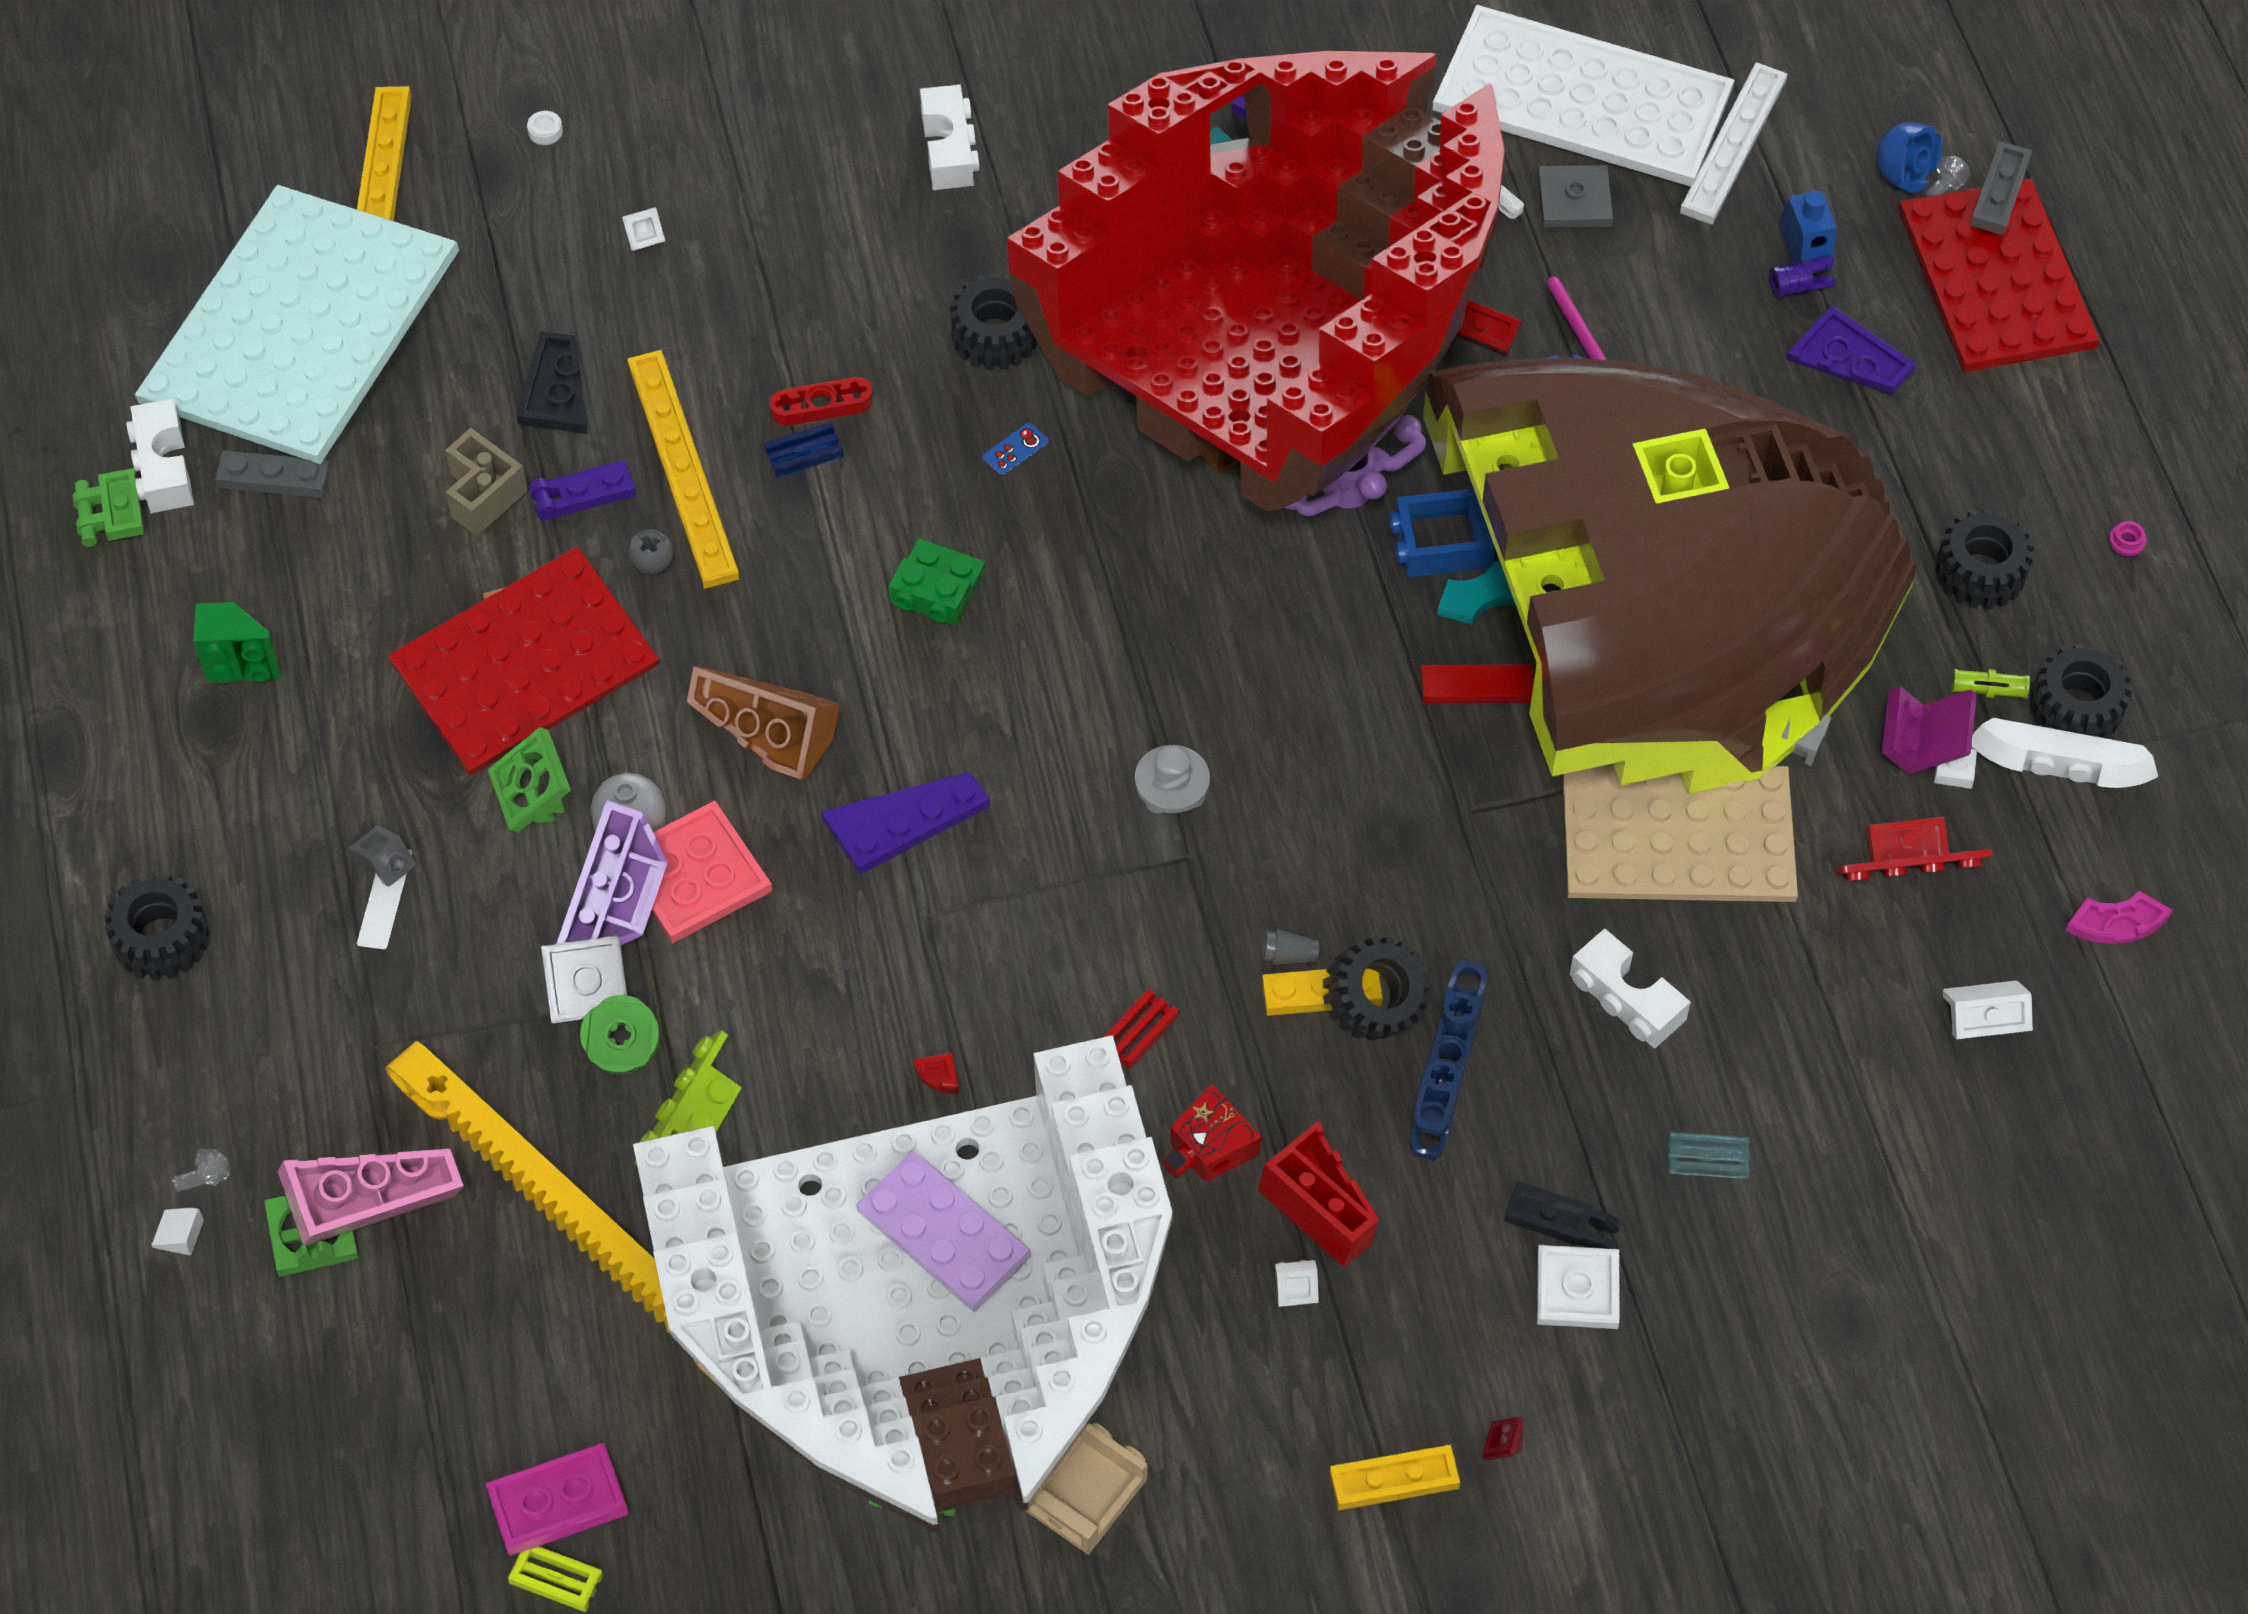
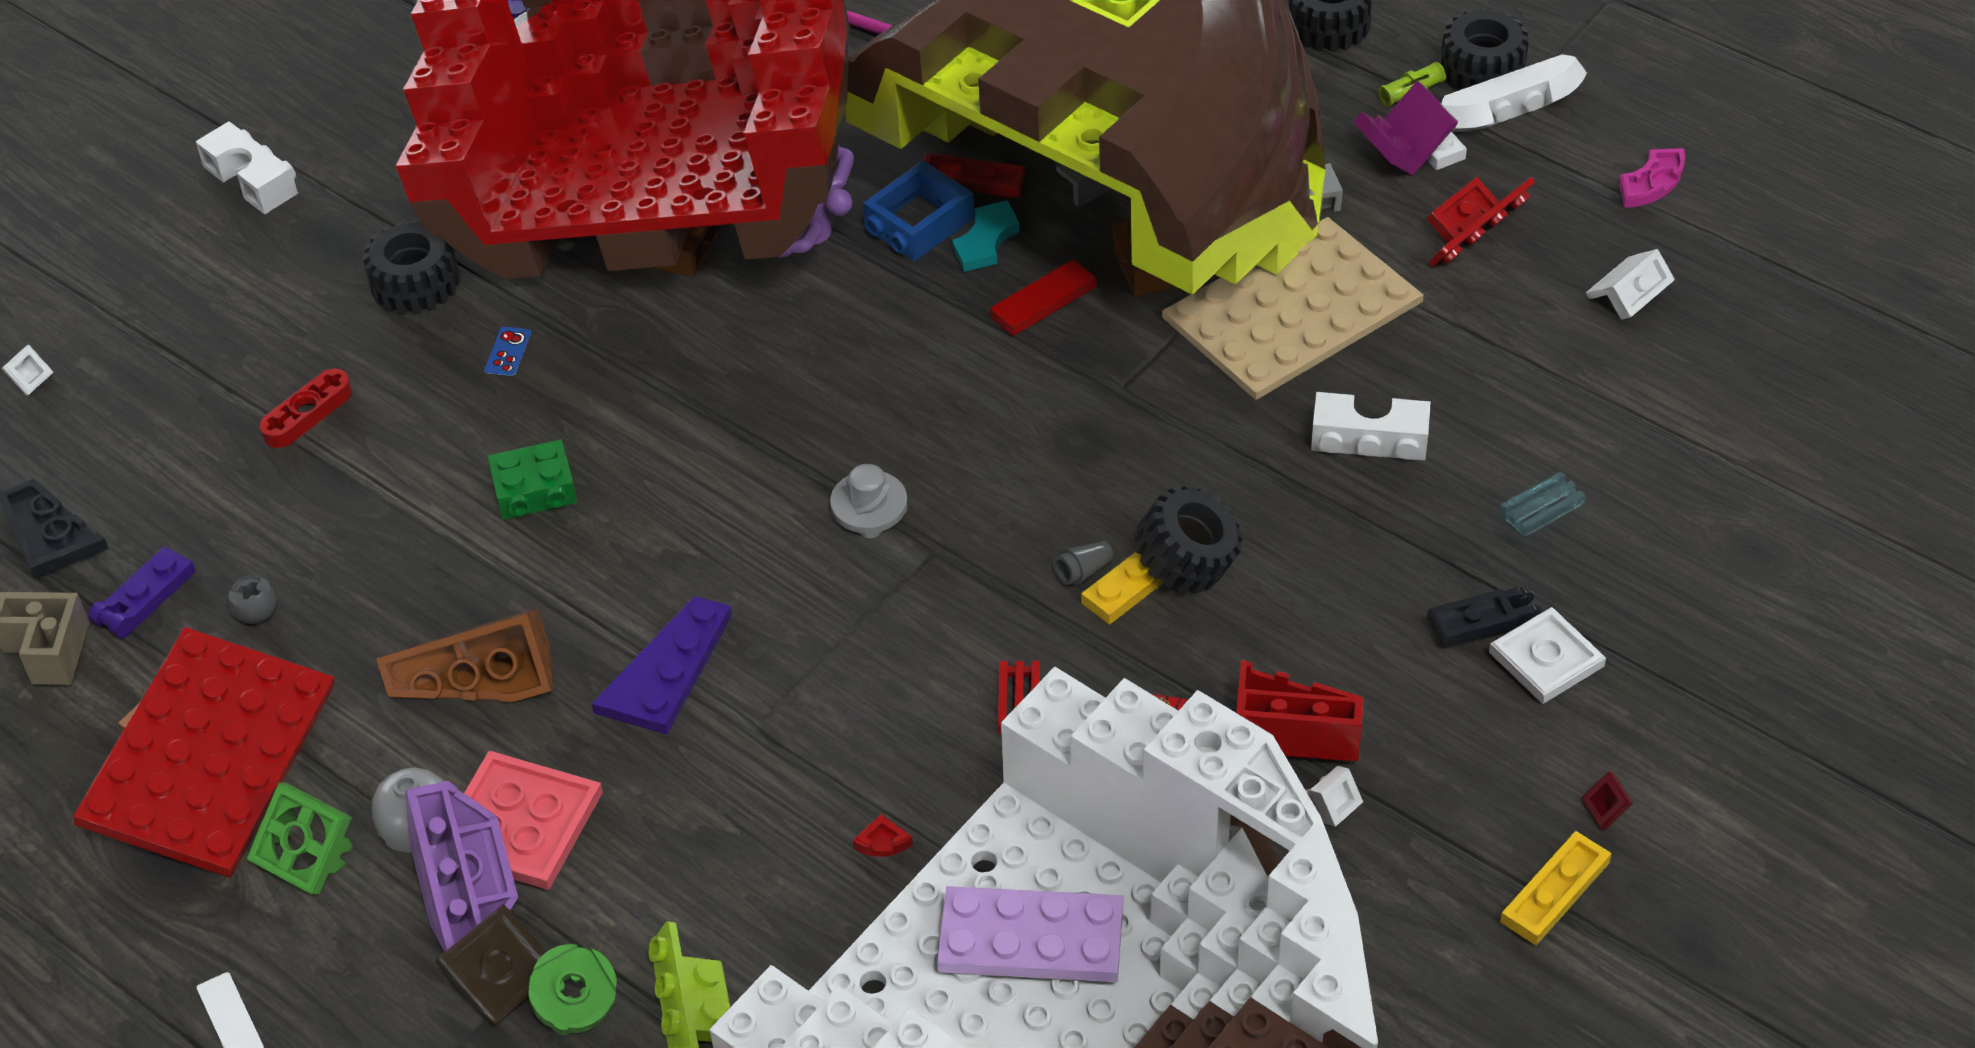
camera: 35 degrees left, 10 degrees down
(384, 854) = (204, 984): flat silver bracket -> none
(683, 469) = (224, 526): yellow tile -> none
(801, 445) = (317, 449): clear blue tile -> none
(1443, 1078) = (1303, 564): dark blue piece -> none

